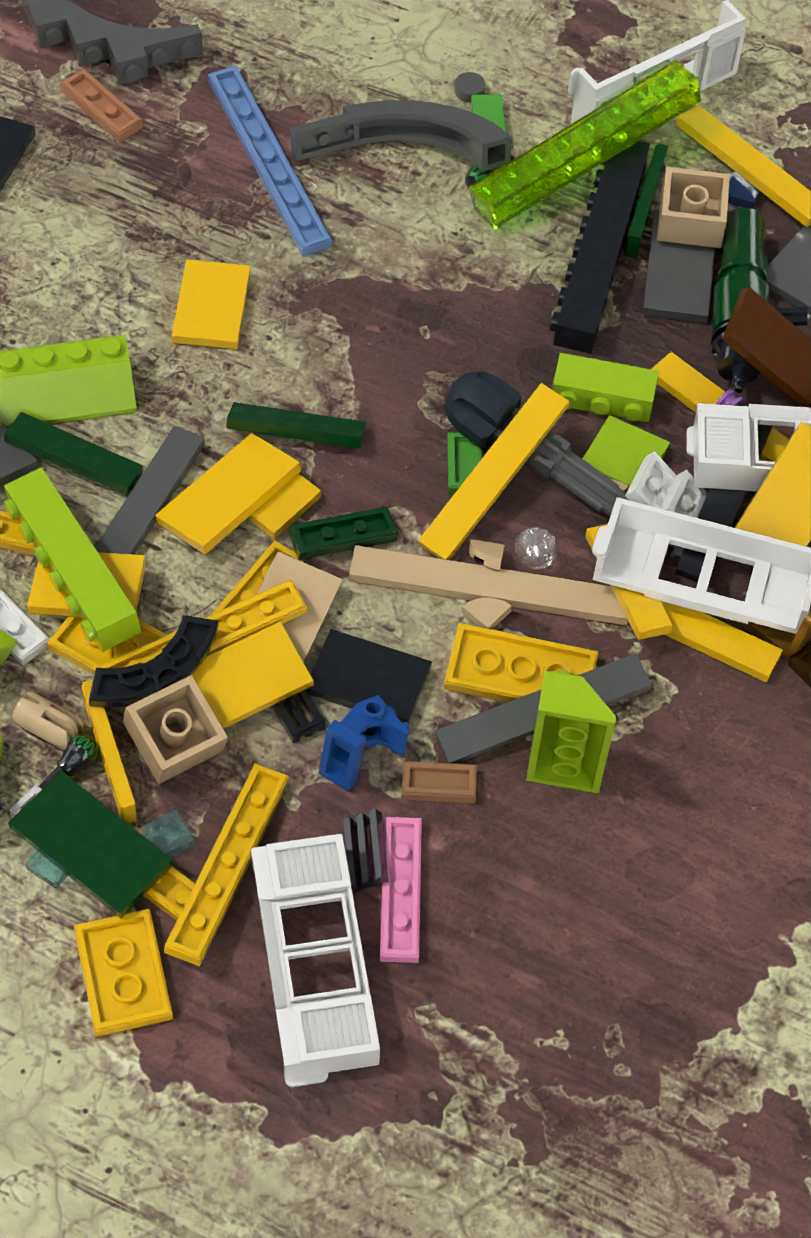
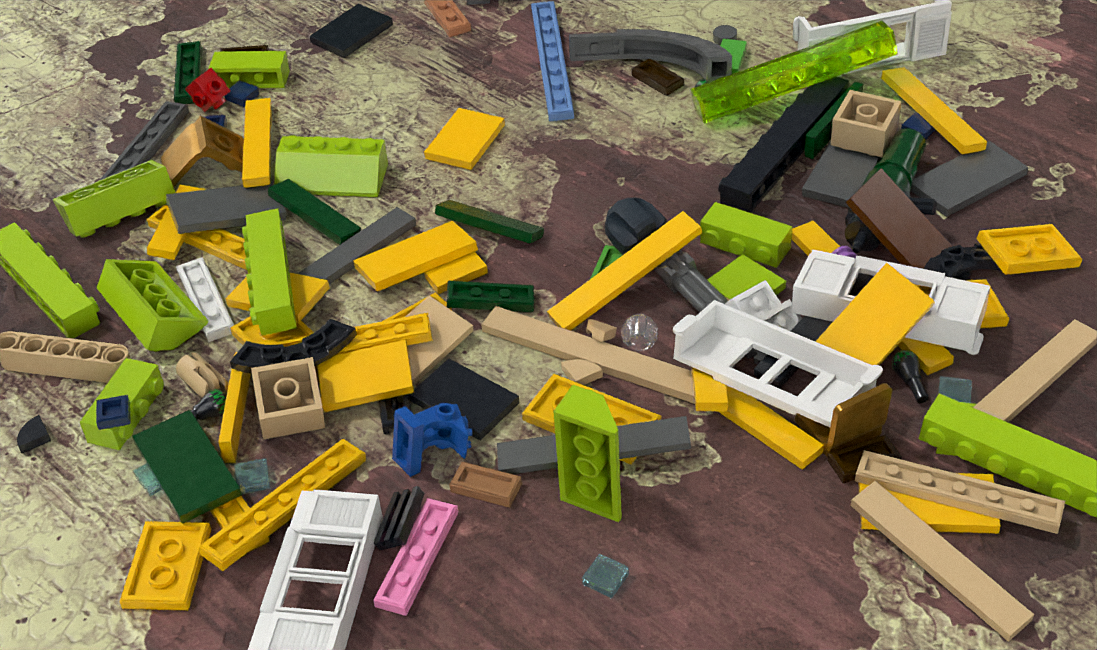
camera: 25 degrees right, 15 degrees down
(411, 166) = (657, 77): none -> dark brown tile
(612, 862) = (605, 575): none -> clear light blue tile

